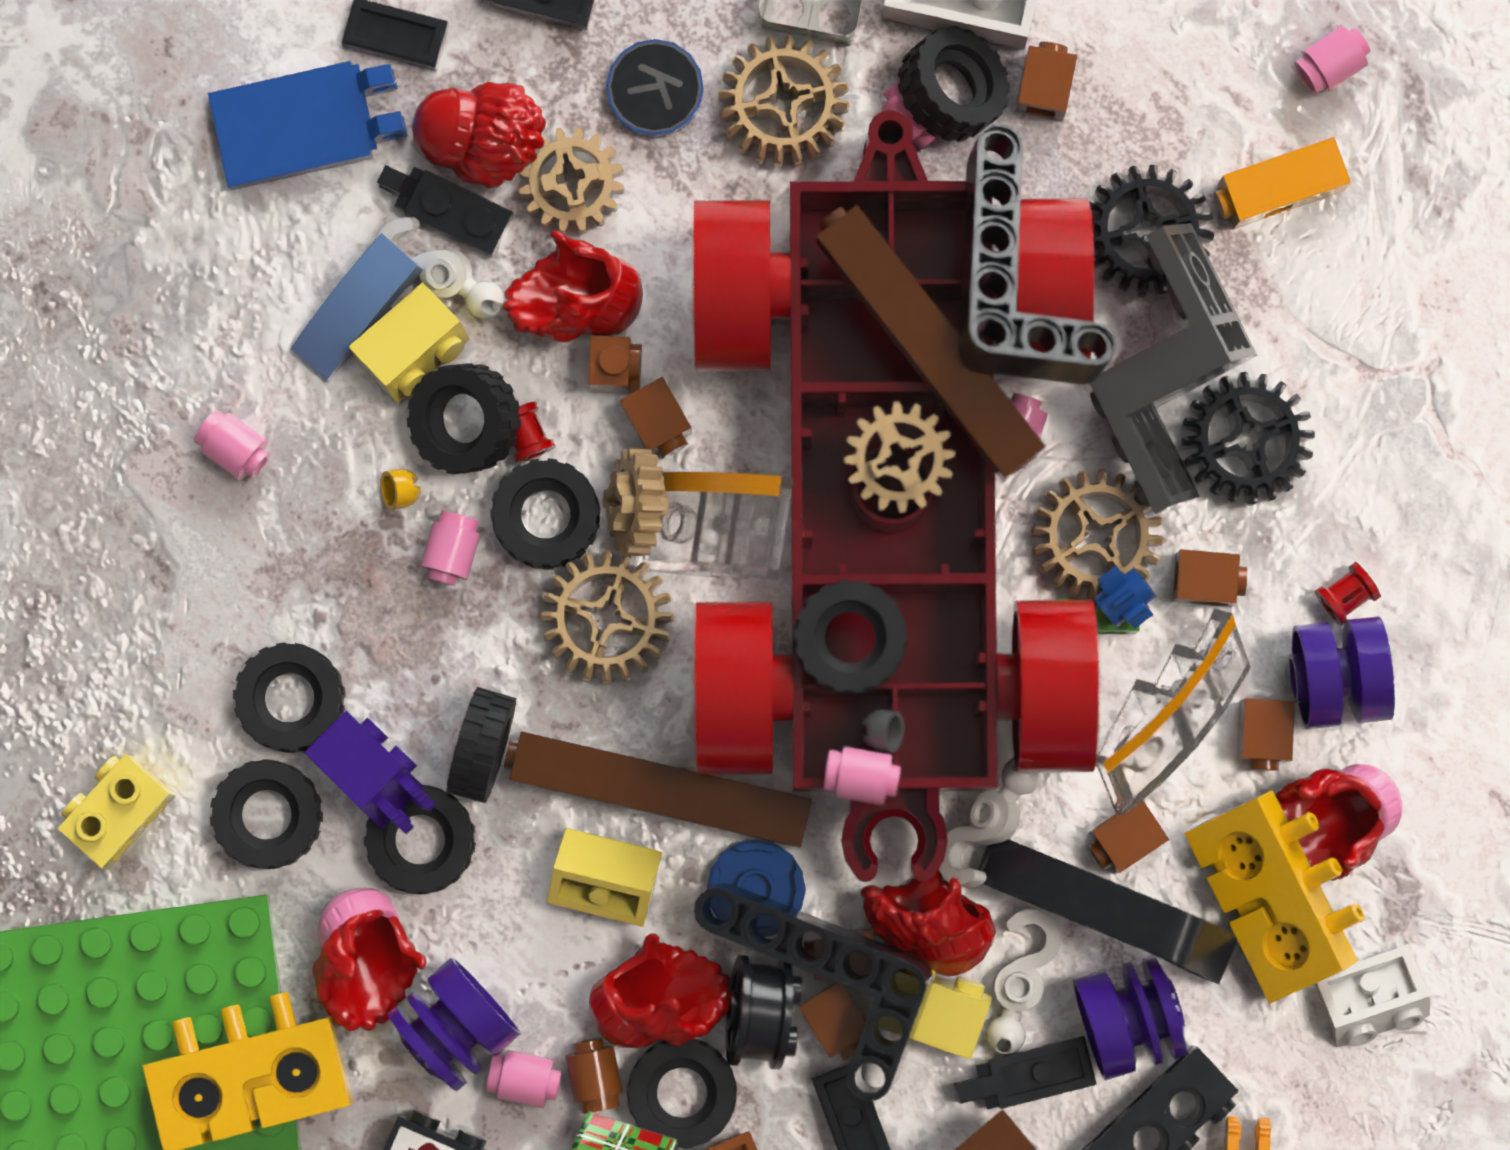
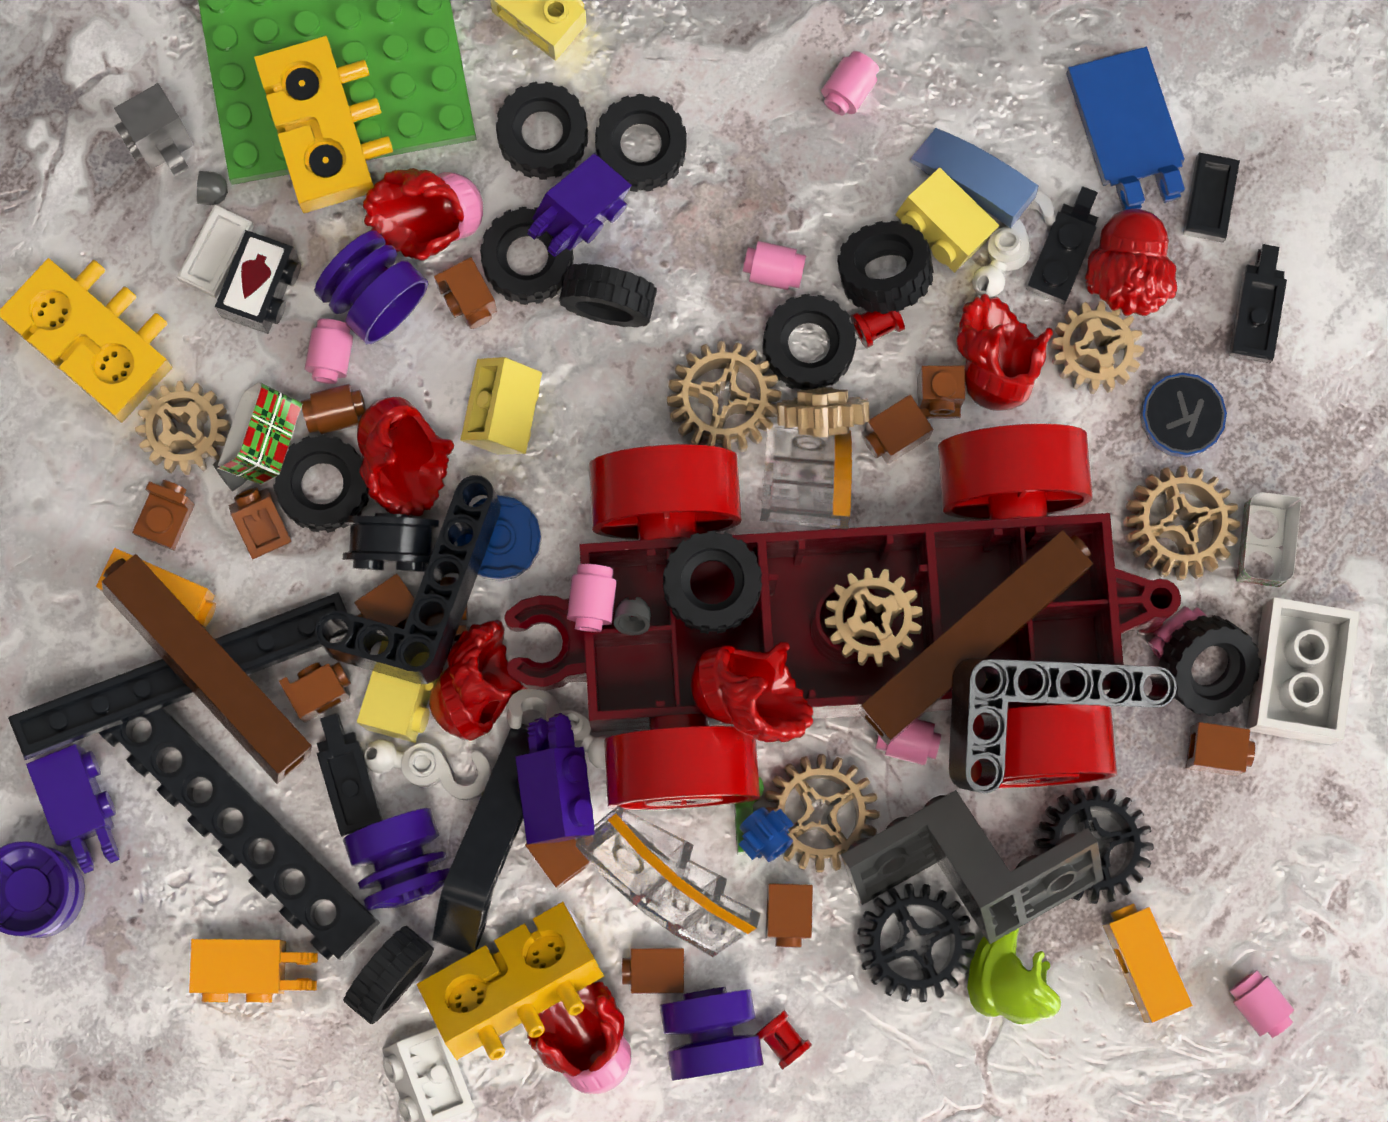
camera: 80 degrees right, 5 degrees down
(398, 488) = (823, 221): yellow hinge -> none
(464, 912) = (467, 293): none -> dark orange brick
(658, 789) = (578, 443): reddish brown brick -> none
(925, 1106) = (317, 689): none -> dark orange brick
(984, 598) = (751, 692): none -> red hair
(1059, 833) = (554, 784): none -> dark purple hinge
(1260, 1033) = (388, 974): none -> black tyre
(1303, 342) = (1006, 988): none -> lime piece

